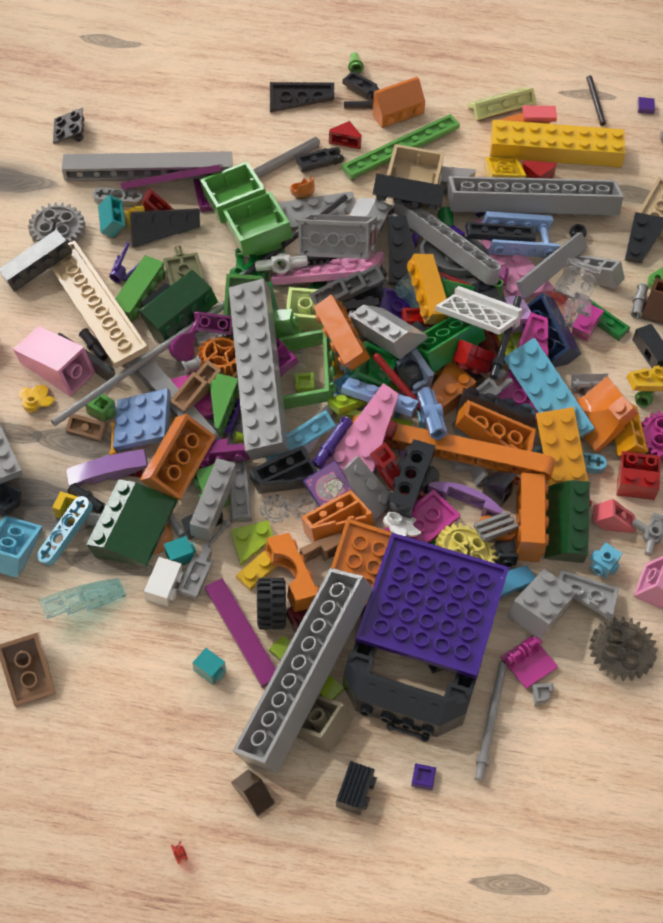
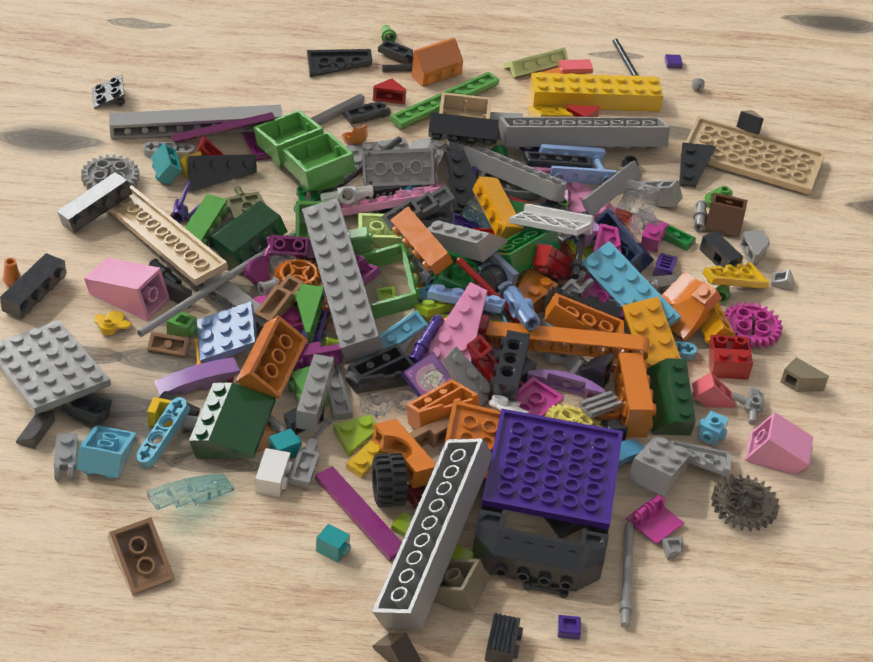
camera: 10 degrees left, 15 degrees down
(586, 368) = (665, 265): none -> dark purple slope

